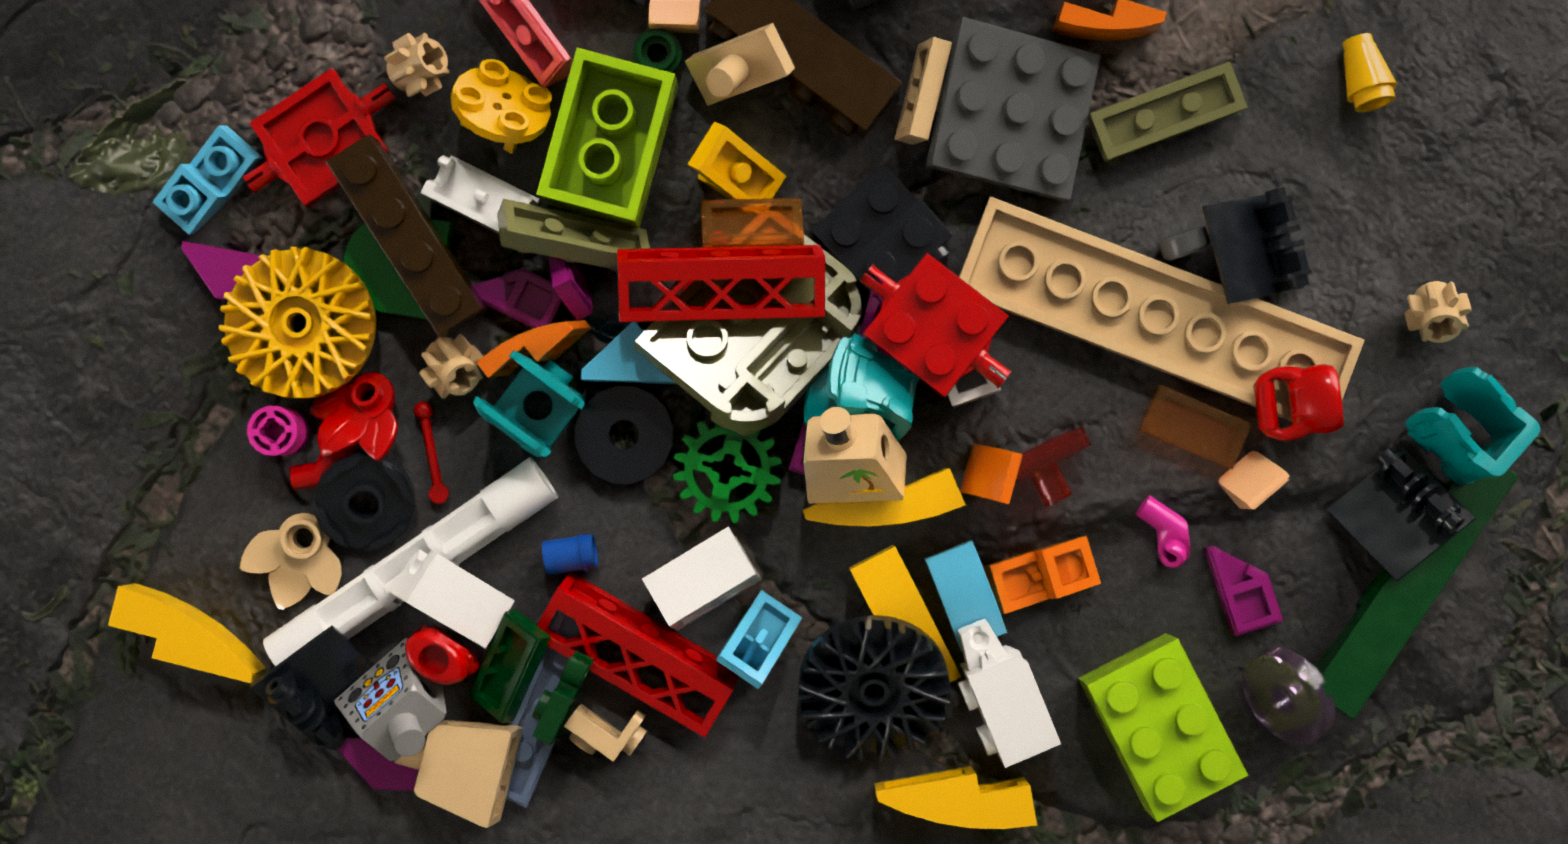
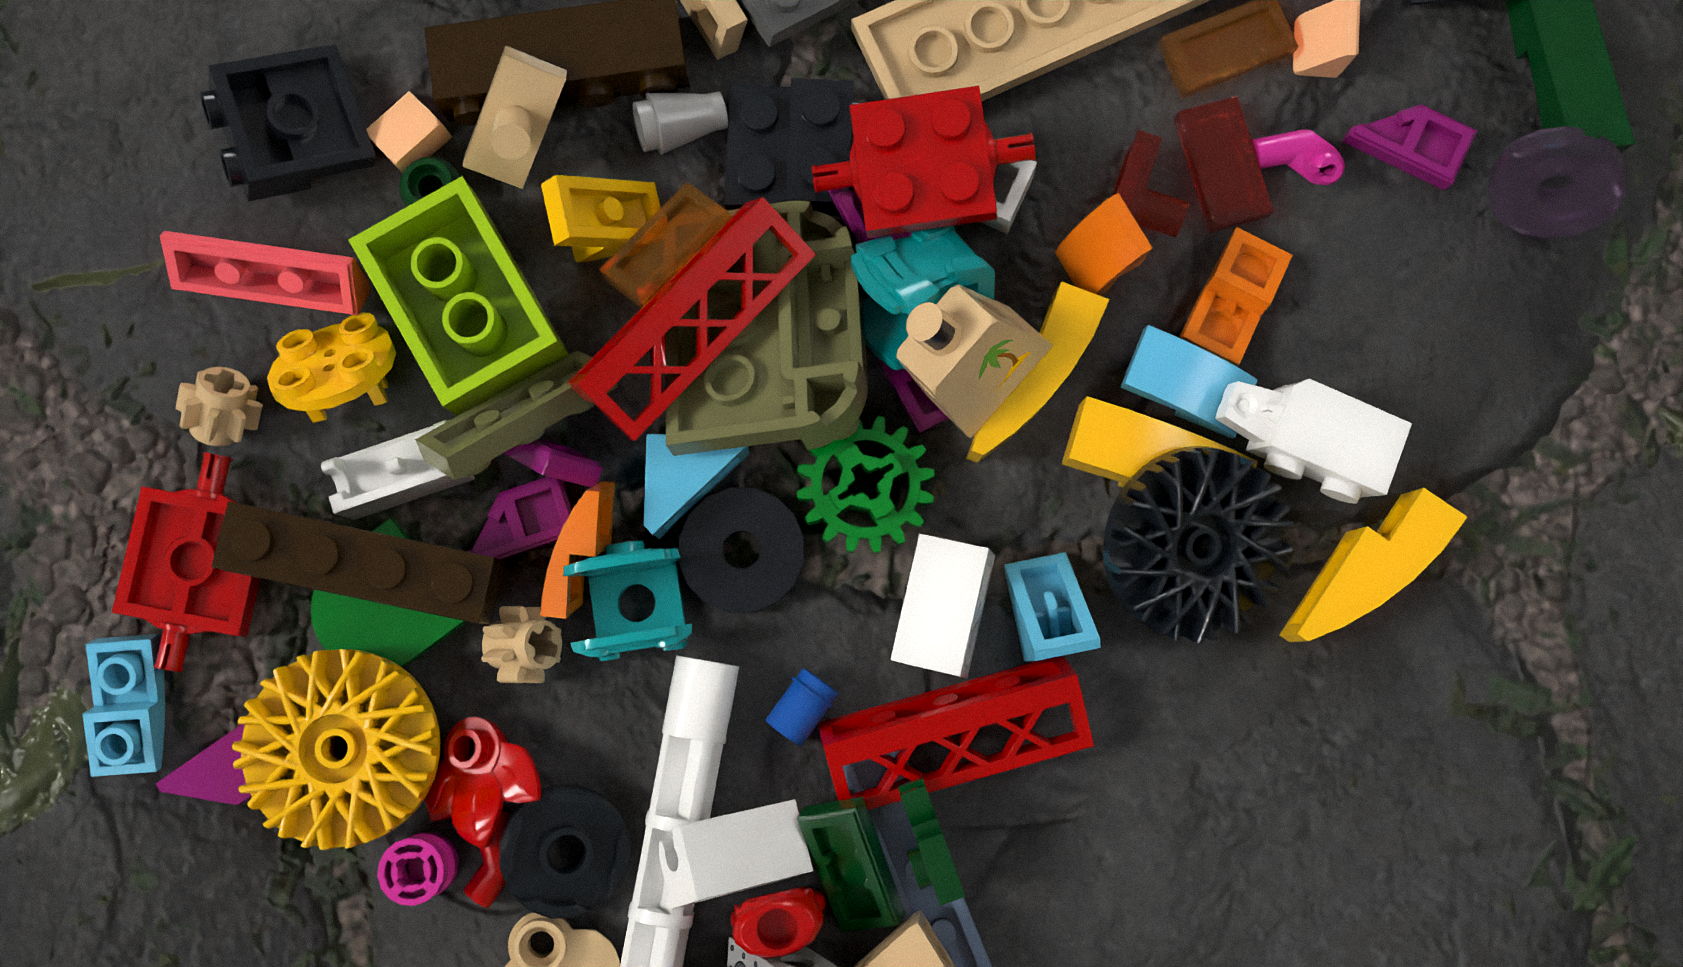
camera: 50 degrees left, 5 degrees down
(438, 492) = (625, 773): red hinge -> none
(594, 733) = (989, 848): tan bracket -> none
(834, 154) = (676, 119): none -> light grey cone
(1118, 492) = (1223, 164): none -> clear red tile
(1163, 726) = (1478, 322): lime brick -> none

